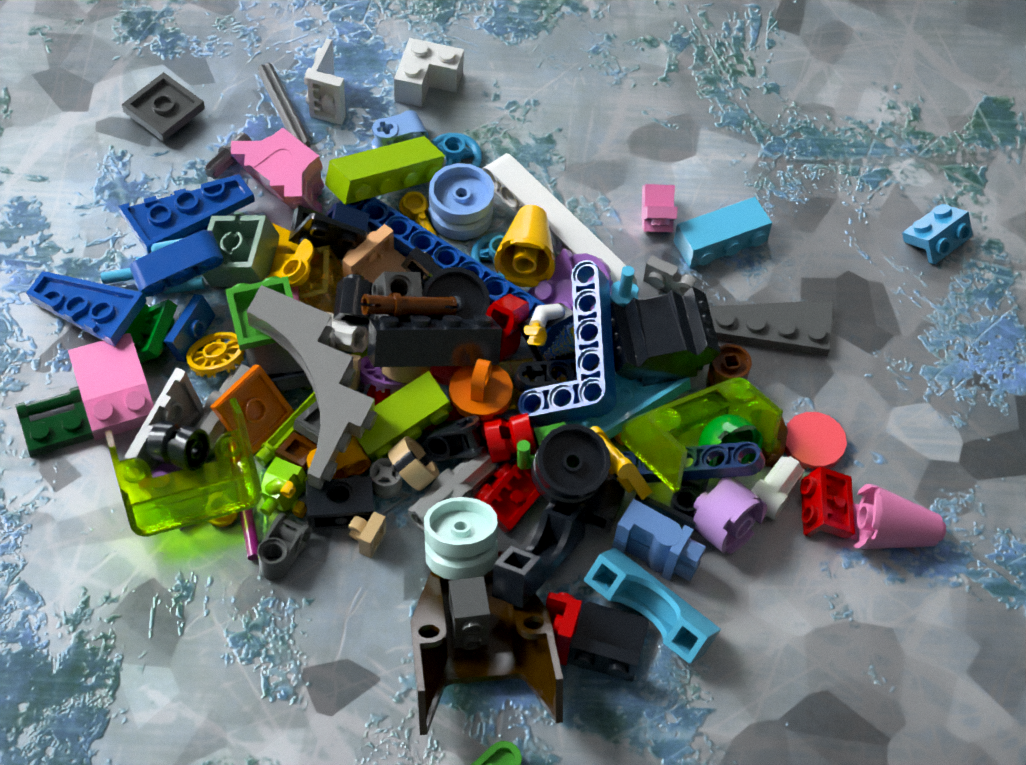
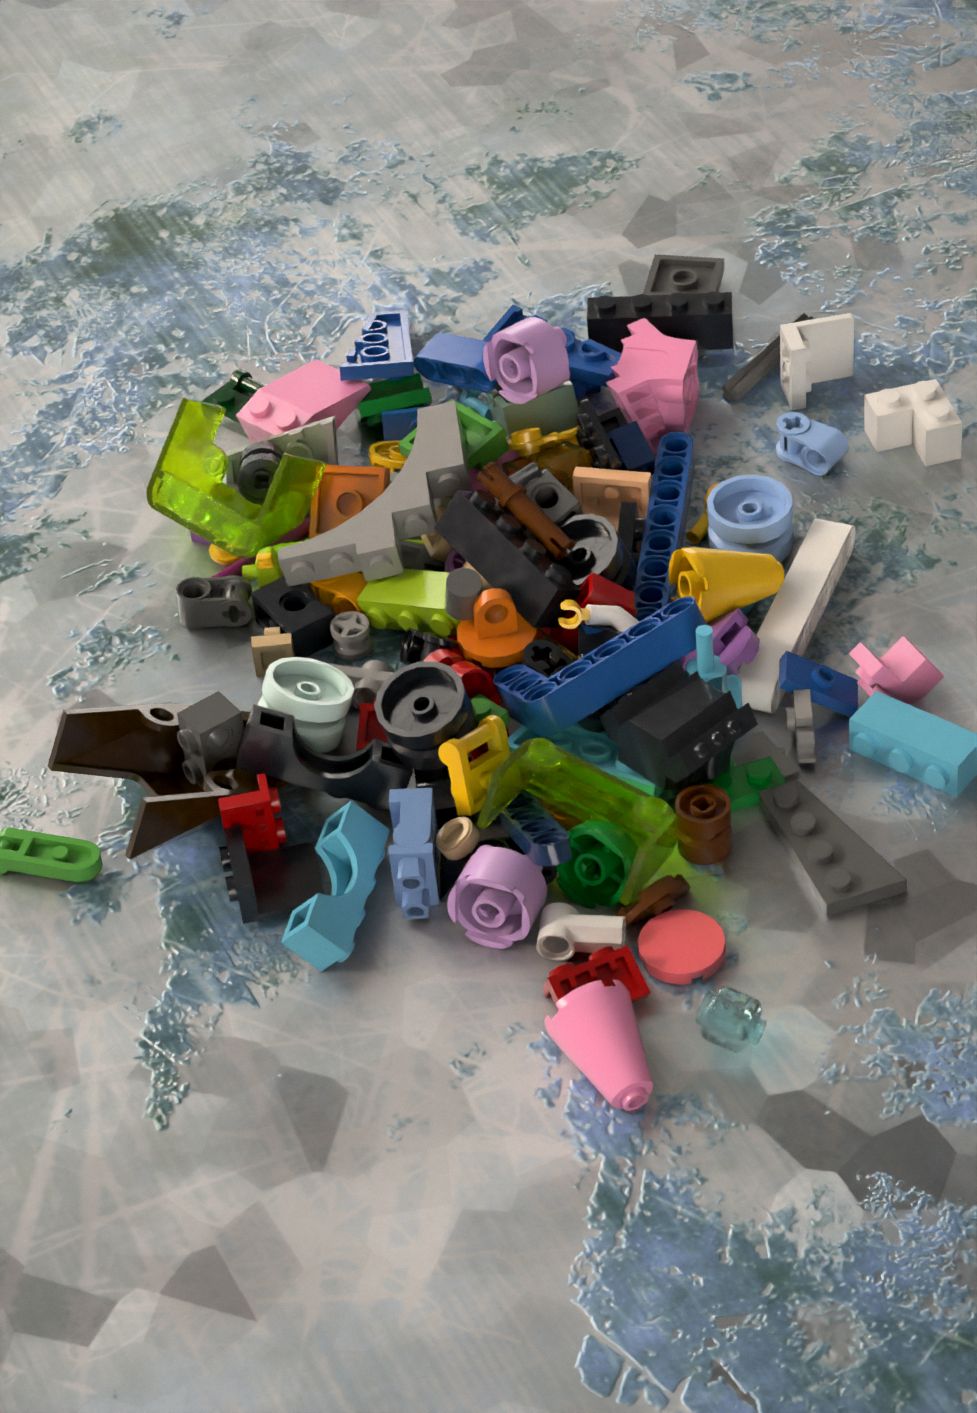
camera: 70 degrees right, 15 degrees down
(200, 139) = (683, 316): none -> black brick
(239, 223) = (527, 359): none -> lavender brick
(383, 169) = (726, 440): lime brick -> none
(413, 463) = (354, 634): tan piece -> none
(454, 148) = (826, 495): dark azure piece -> none
(455, 385) = (462, 589): none -> dark grey piece
(639, 249) = (826, 685): none -> blue plate
(669, 506) = (457, 838): none -> tan tile
(902, 446) = (730, 1019): none -> clear light blue head

